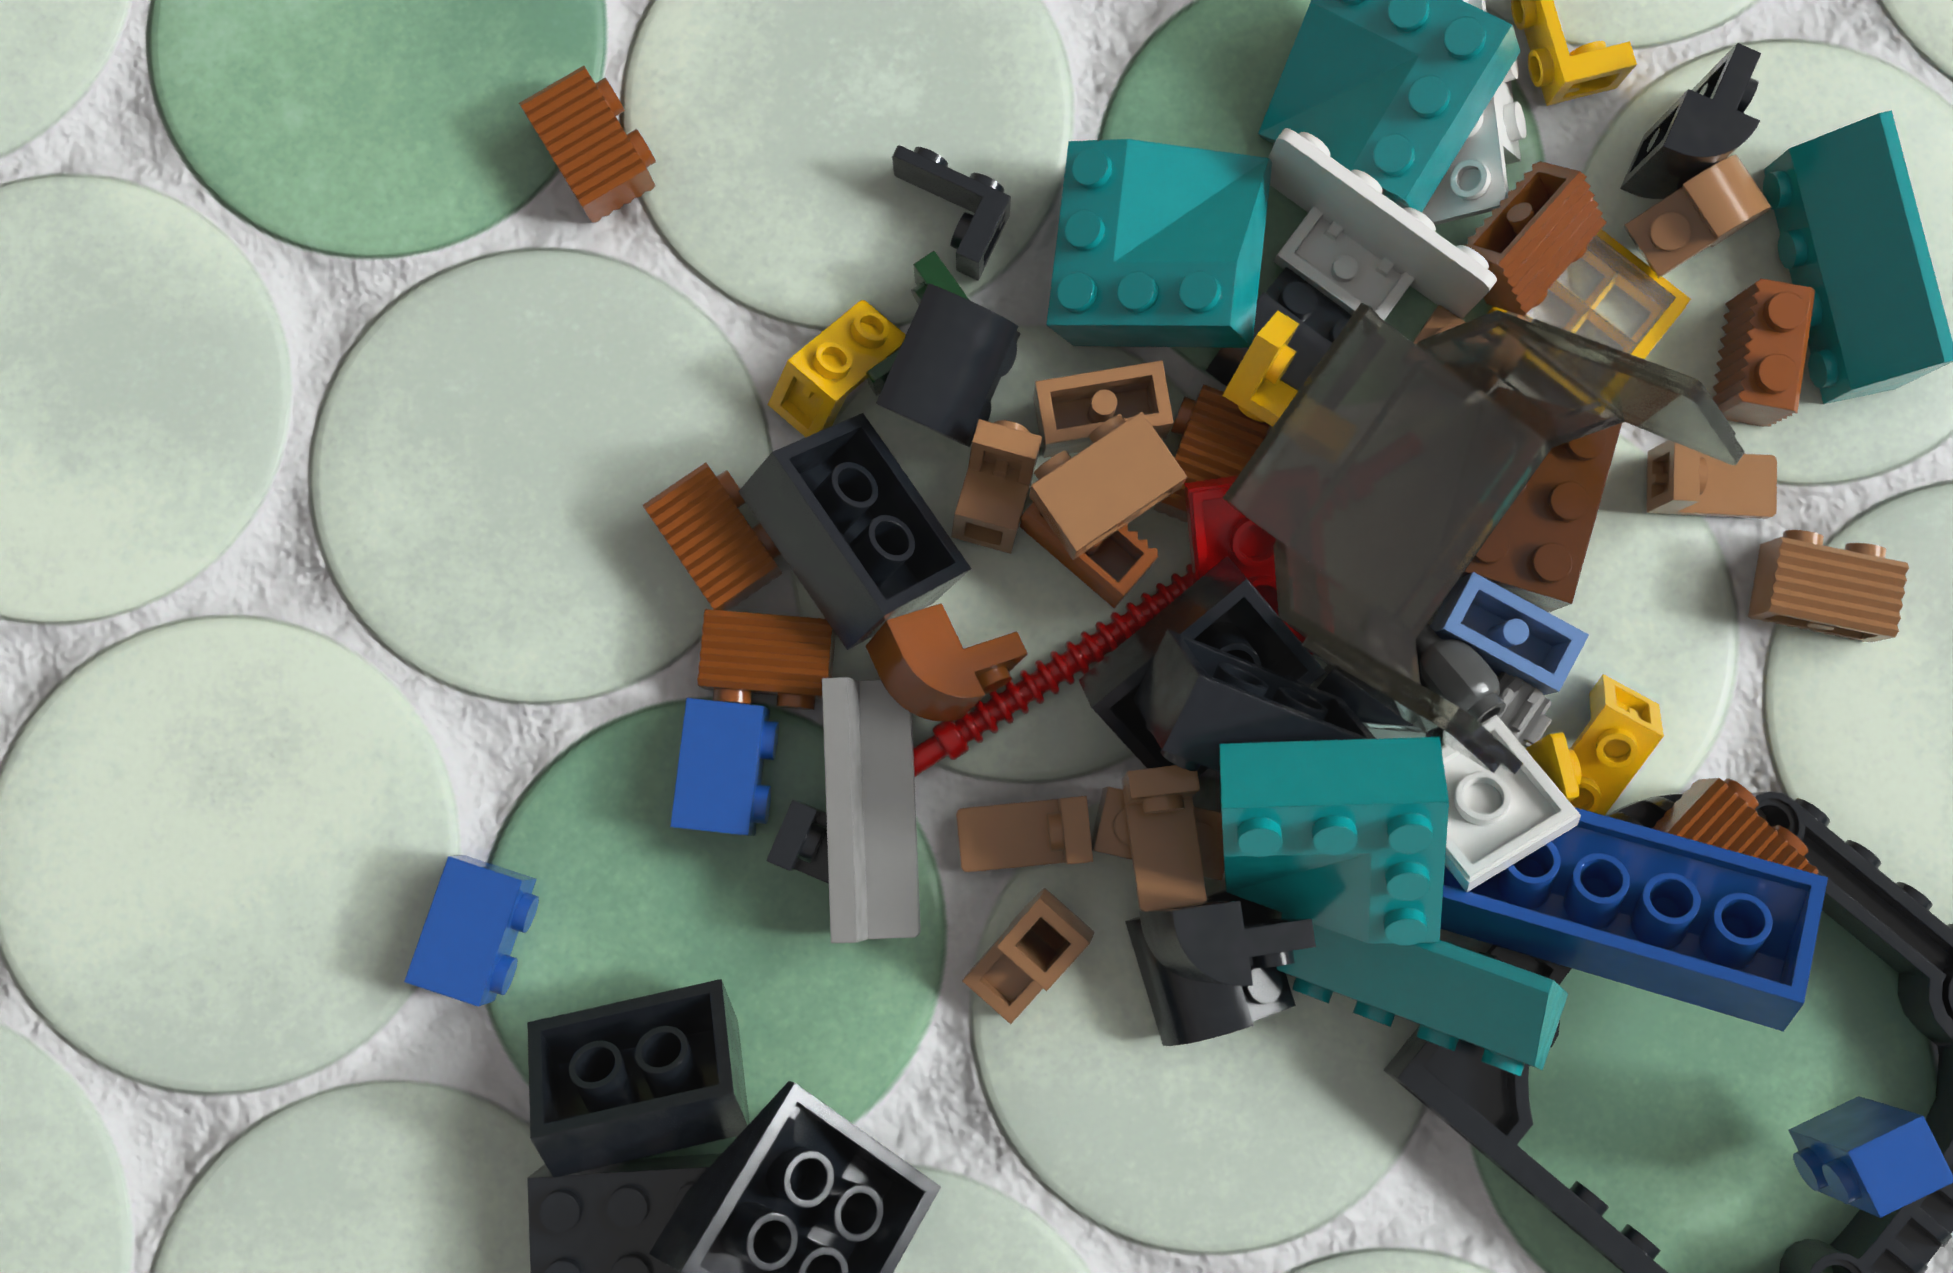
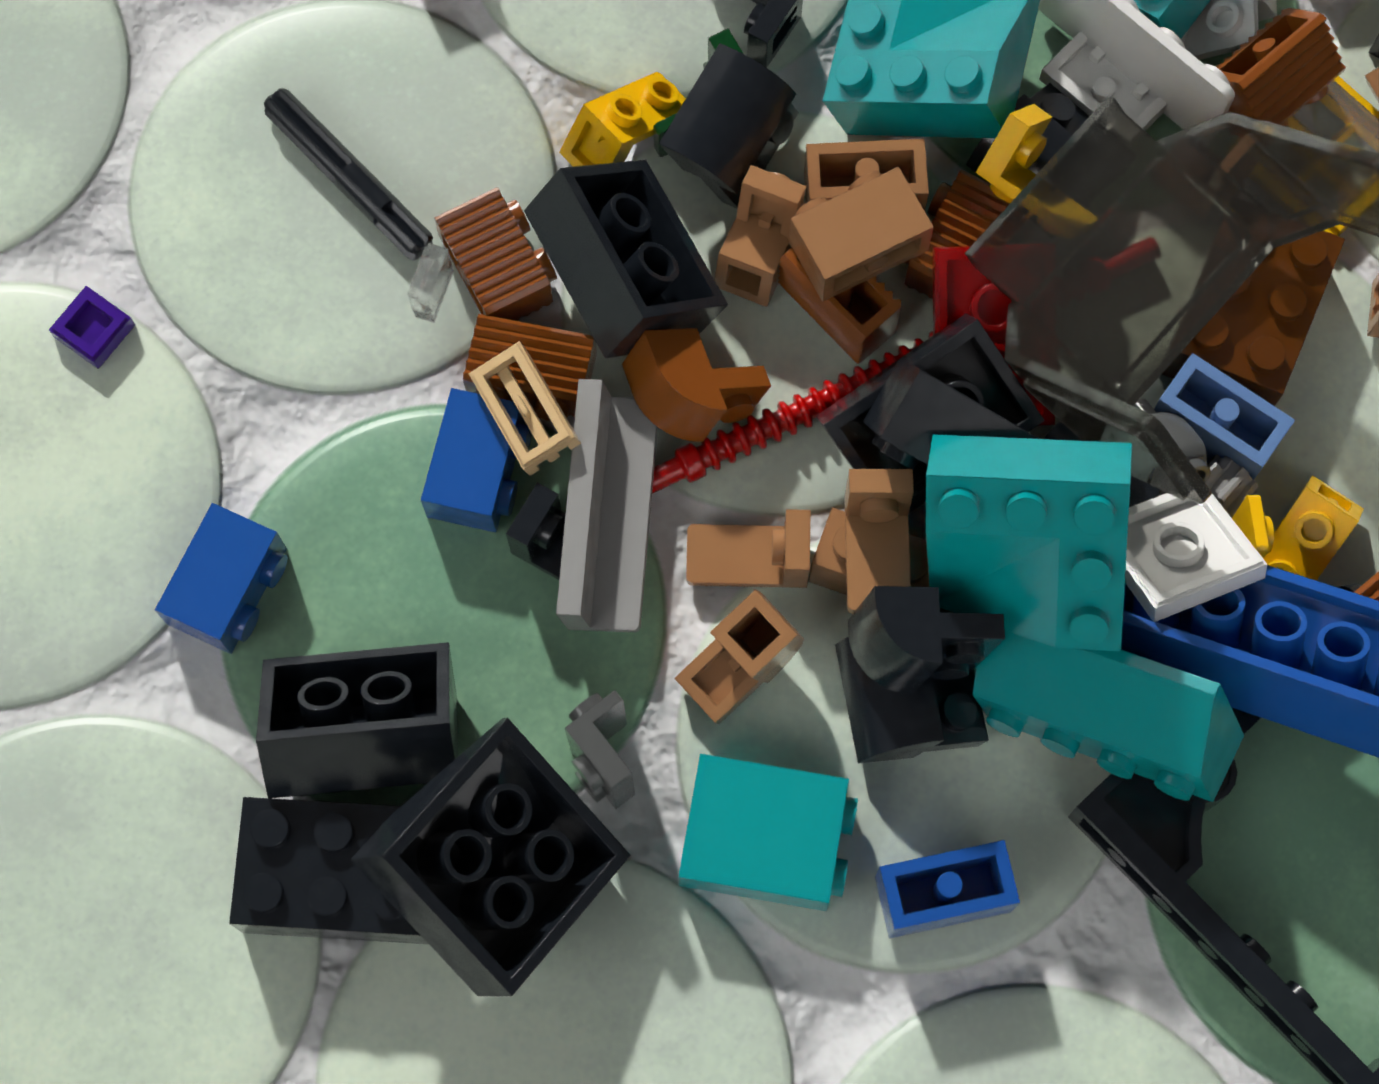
camera: 10 degrees right, 10 degrees down
(292, 661) = (92, 327): none -> dark purple tile
(543, 456) = (348, 173): none -> black axle
(648, 573) = (430, 282): none -> clear tile
(800, 761) = (547, 447): none -> tan tile
(895, 1093) = (595, 760): none -> dark grey bracket
(1078, 1136) = (767, 833): none -> teal brick
(1271, 1179) = (947, 889): none -> blue brick

